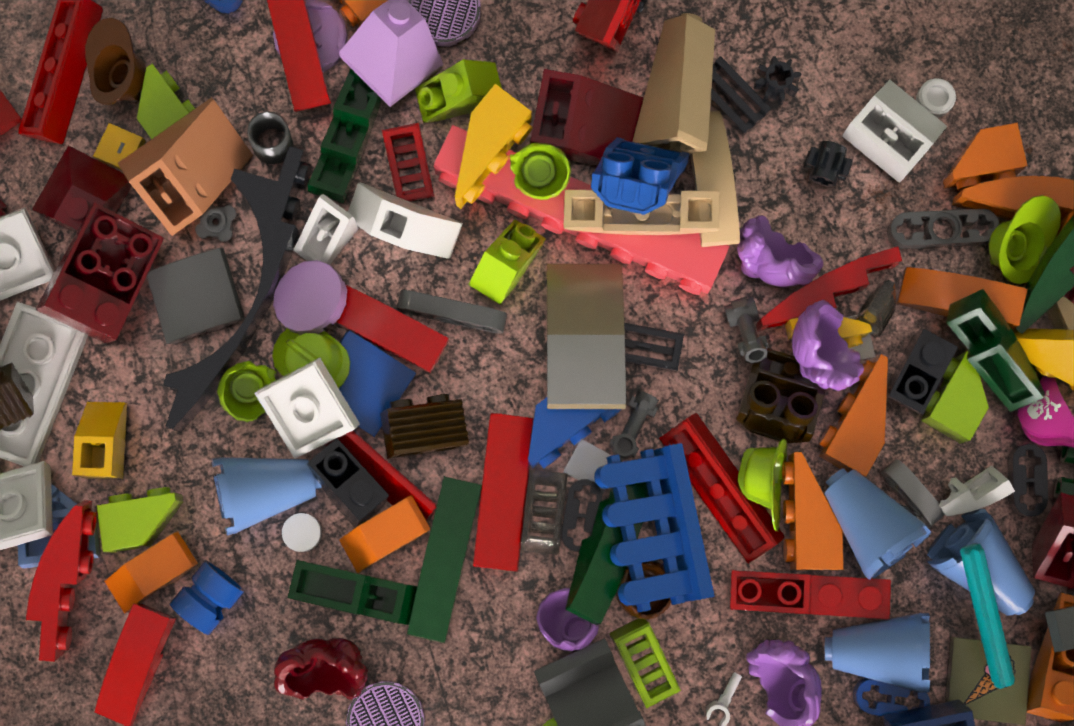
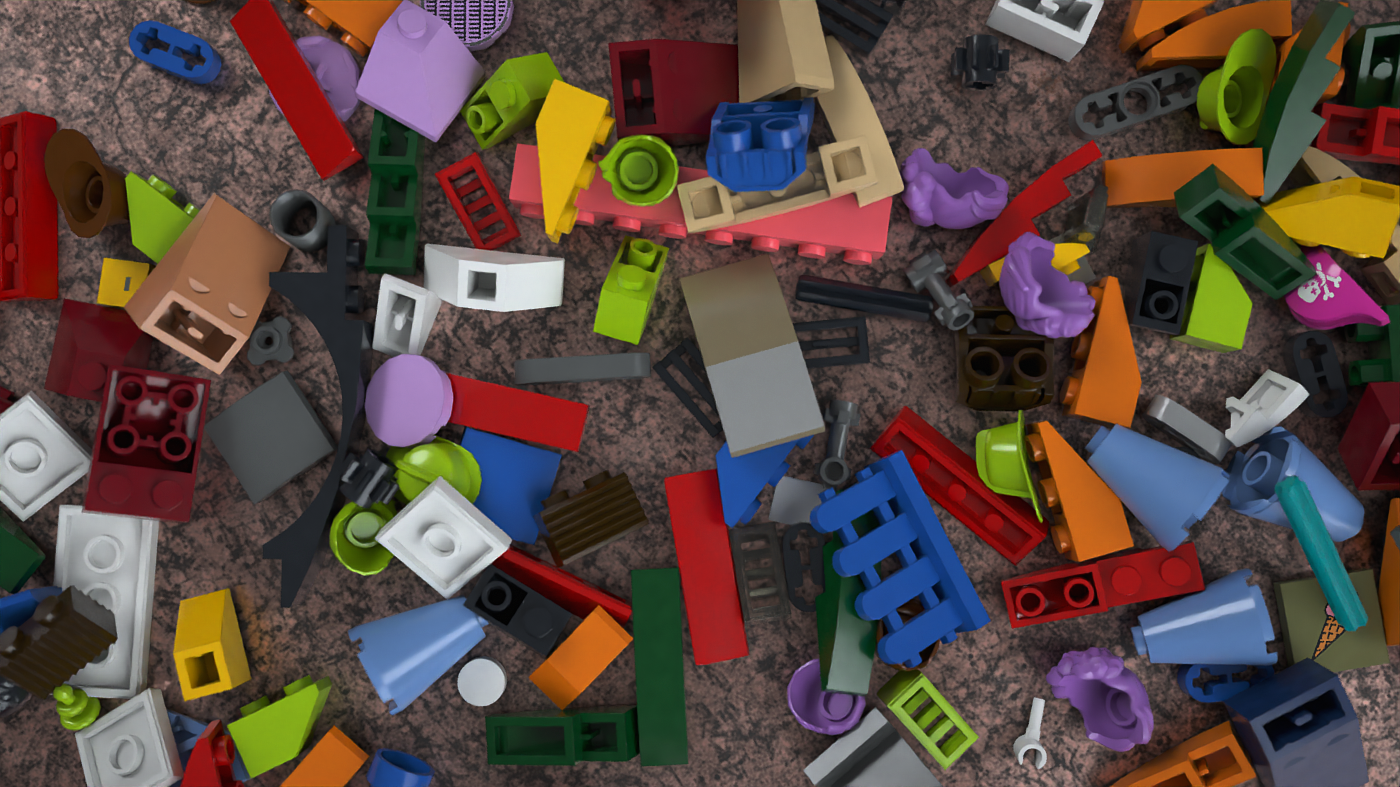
camera: 15 degrees left, 5 degrees up
(263, 346) = (368, 478): none -> black gear
(525, 323) = (674, 357): none -> black tile
(687, 319) = (863, 298): none -> black axle

